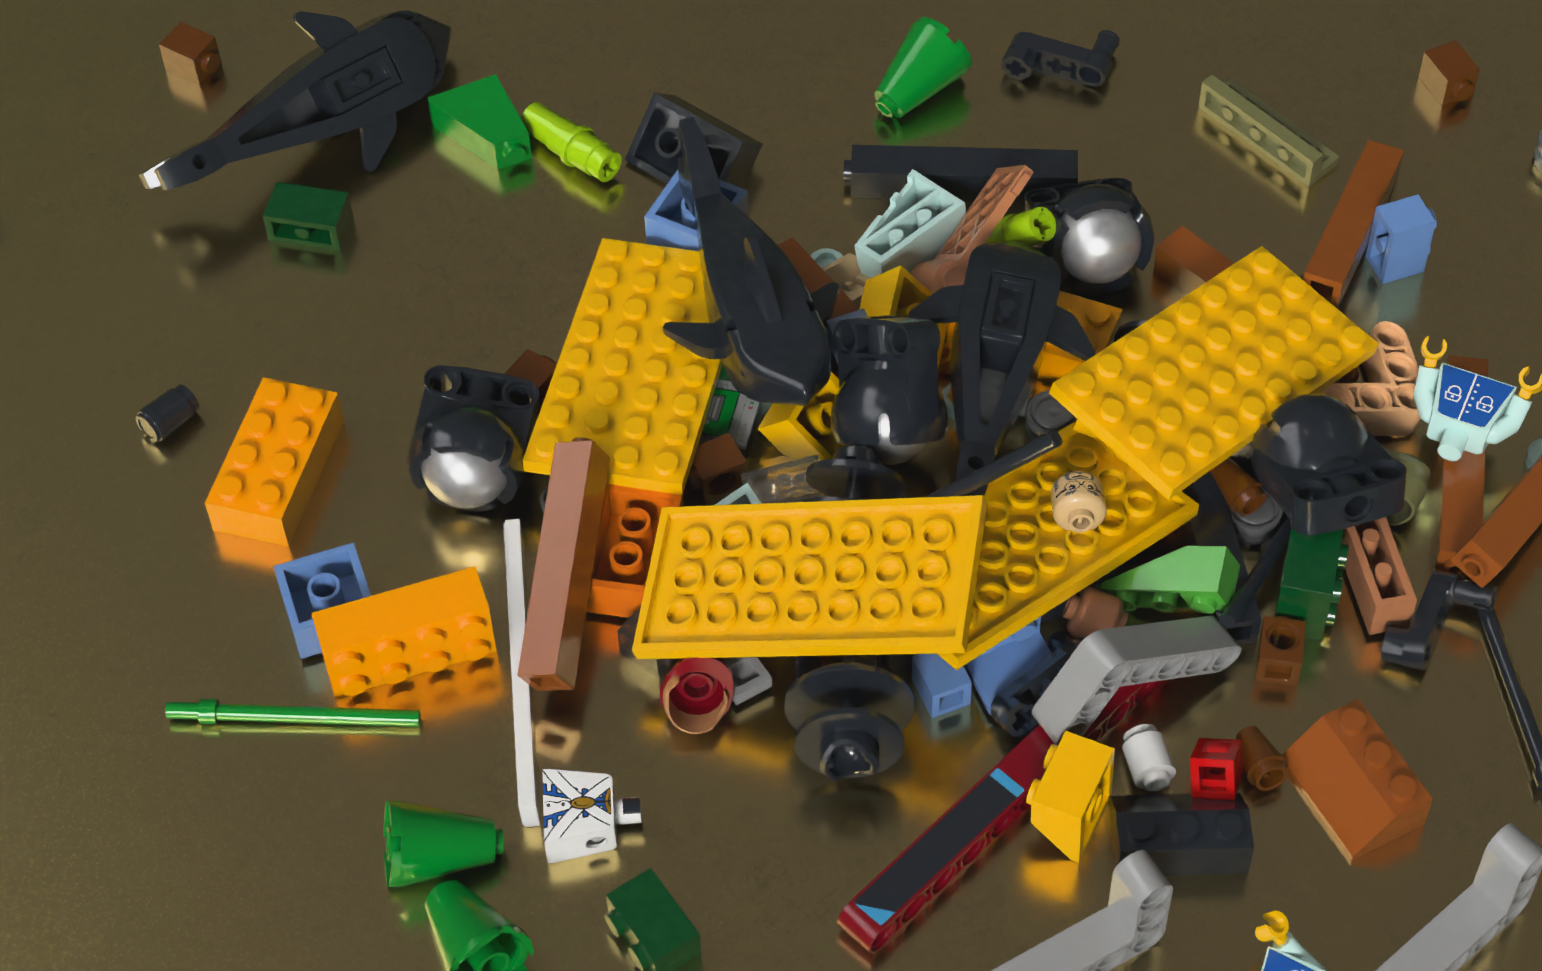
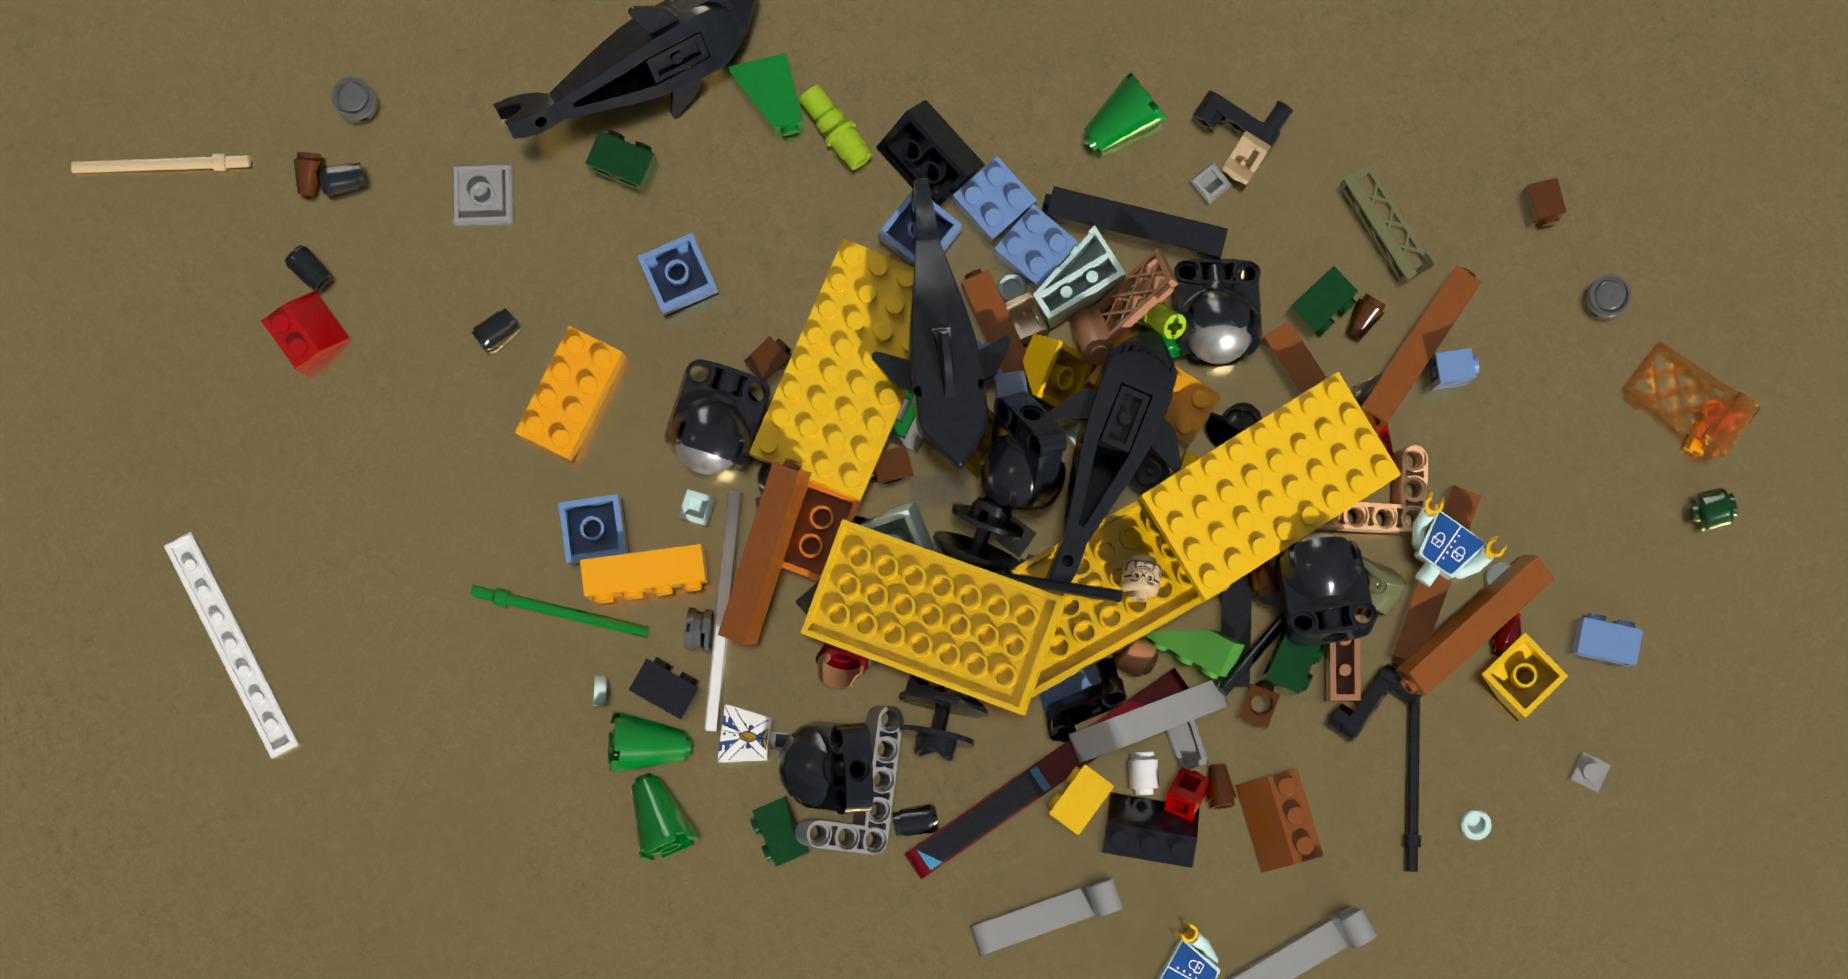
camera: 10 degrees right, 30 degrees up
(136, 284) = (482, 194): none -> light grey tile
(362, 795) = (599, 692): none -> light aqua tile
(398, 310) = (677, 274): none -> medium blue brick
(455, 775) = (664, 688): none -> black brick
(466, 555) = (697, 508): none -> light aqua tile
(486, 693) = (699, 629): none -> dark grey wheel
(707, 800) = (829, 767): none -> black piece
(779, 887) = (883, 794): none -> light grey beam
(784, 177) = (994, 200): none -> medium blue brick
(840, 209) = (1035, 247): none -> medium blue brick
(842, 876) = (915, 820): none -> black piece
(1042, 127) = (1210, 183): none -> light grey tile
(1078, 88) = (1245, 158): none -> tan bracket
(1191, 710) = (1187, 745): none -> light grey tile
(1220, 207) = (1323, 301): none -> dark green brick
(1275, 214) = (1365, 315): none -> reddish brown cone

